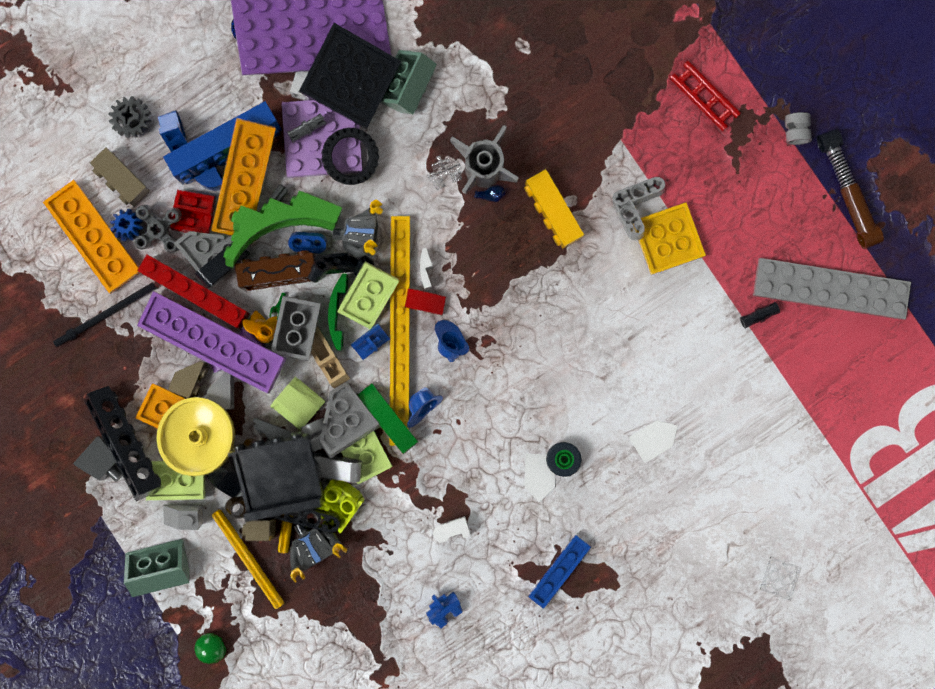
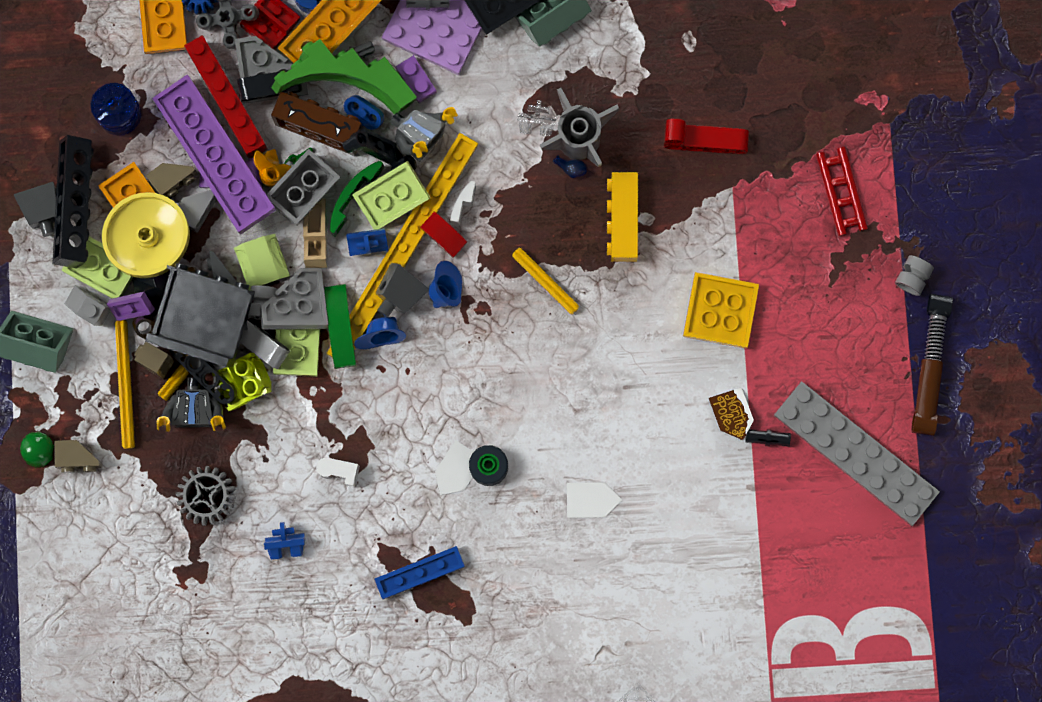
camera: 35 degrees right, 5 degrees down
(73, 333) = (86, 71): black bar -> none
(123, 354) = (124, 116): none -> clear blue wheel
(217, 498) = (130, 306): none -> medium lavender plate
(241, 637) = (74, 455): none -> dark tan slope
(332, 193) = (416, 78): none -> medium lavender plate
(354, 624) = (197, 501): none -> light grey gear
(372, 162) = (454, 78): black tyre -> none
(417, 365) = (399, 290): none -> dark grey torso
(523, 292) = (545, 280): none -> yellow axle
(564, 121) = (705, 138): none -> red beam
(628, 205) = (698, 254): light grey beam -> none
(722, 312) = (732, 413): none -> sticker

